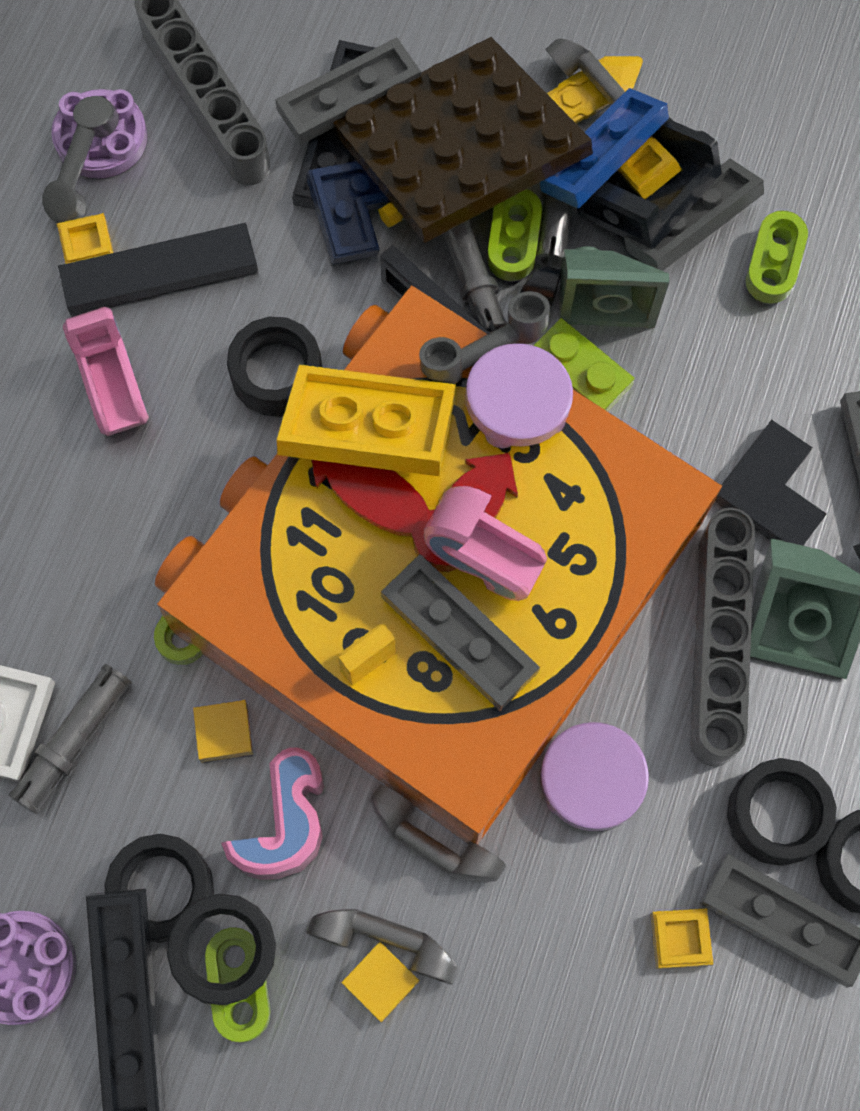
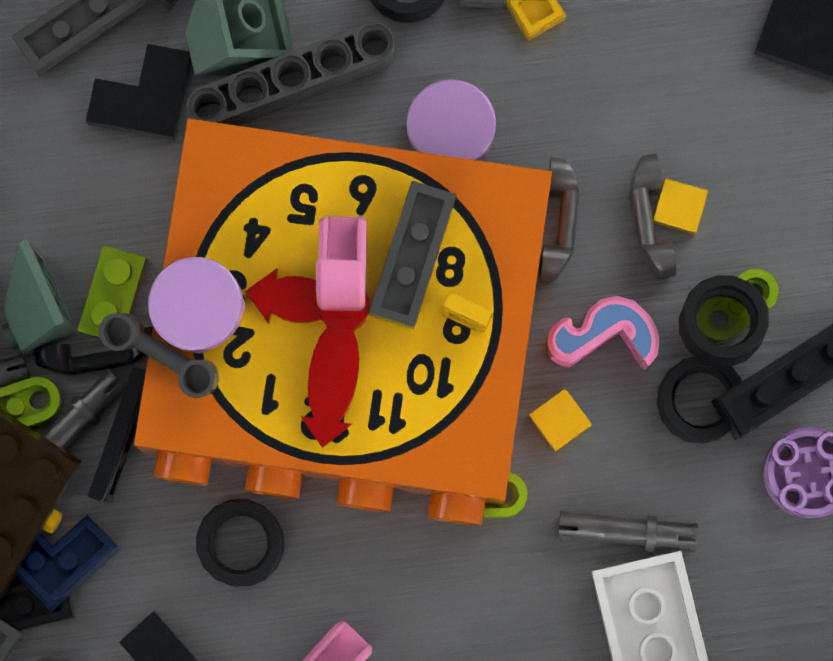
camera: 115 degrees left, 10 degrees up
(367, 420) = (280, 408): yellow plate -> none

